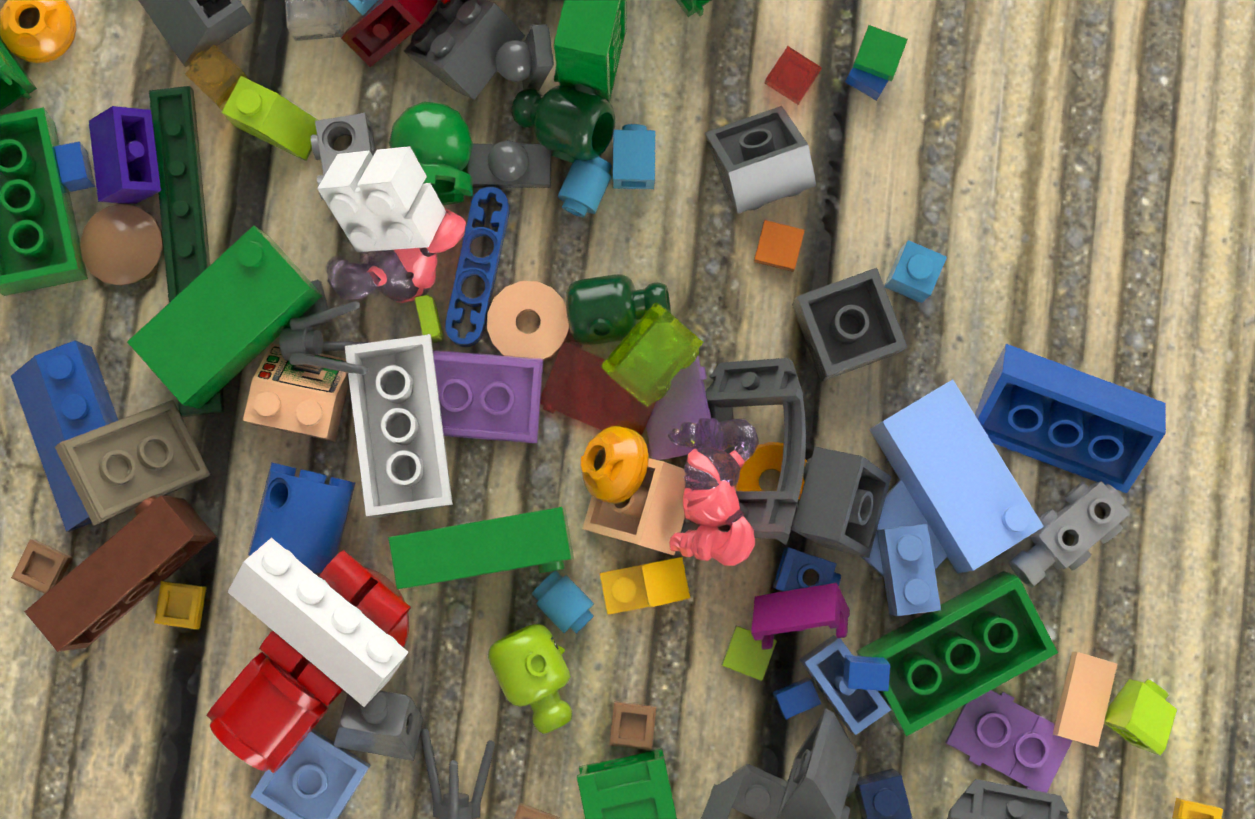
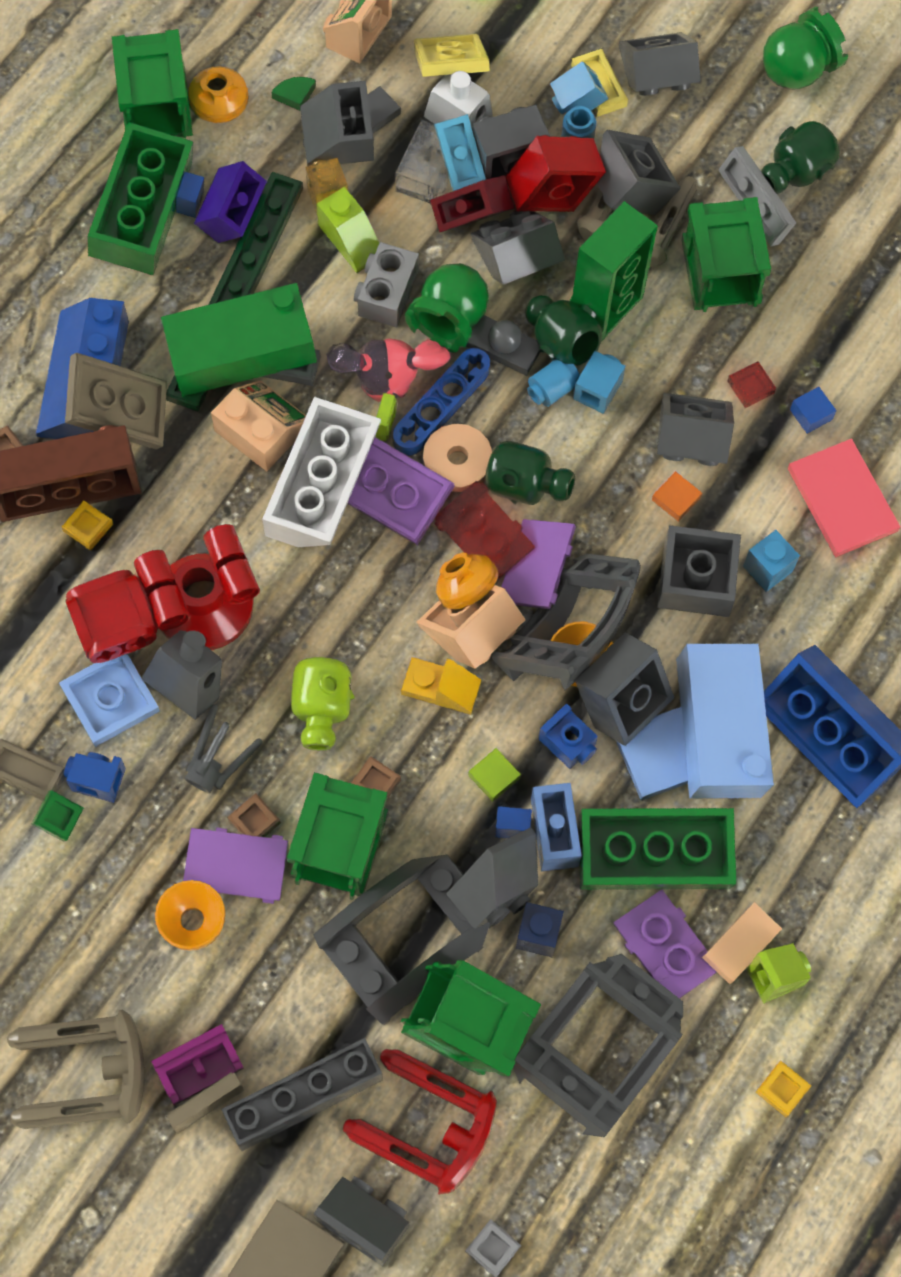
camera: 25 degrees right, 15 degrees down
(121, 245) = (192, 263): medium nougat dish -> none
(302, 342) = (287, 387): dark grey plant -> none
(303, 515) = (209, 498): blue cylinder -> none
(317, 621) = (188, 560): white brick -> none
(376, 198) = (389, 301): white piece -> none
(482, 548) = (334, 588): green brick -> none
(528, 59) = (554, 273): dark grey tile -> none
(563, 602) = (372, 663): dark azure brick -> none
(652, 355) = (538, 513): clear neon green brick -> none
(711, 492) = (536, 612): hair -> none
(799, 611) = (549, 753): magenta hinge -> none
(866, 673) = (576, 811): blue piece -> none
(880, 53) = (824, 394): green tile -> none
(908, 570) = (651, 765): medium blue brick -> none
(951, 156) = (843, 497): none -> coral tile
(1079, 521) = (808, 812): light grey brick -> none

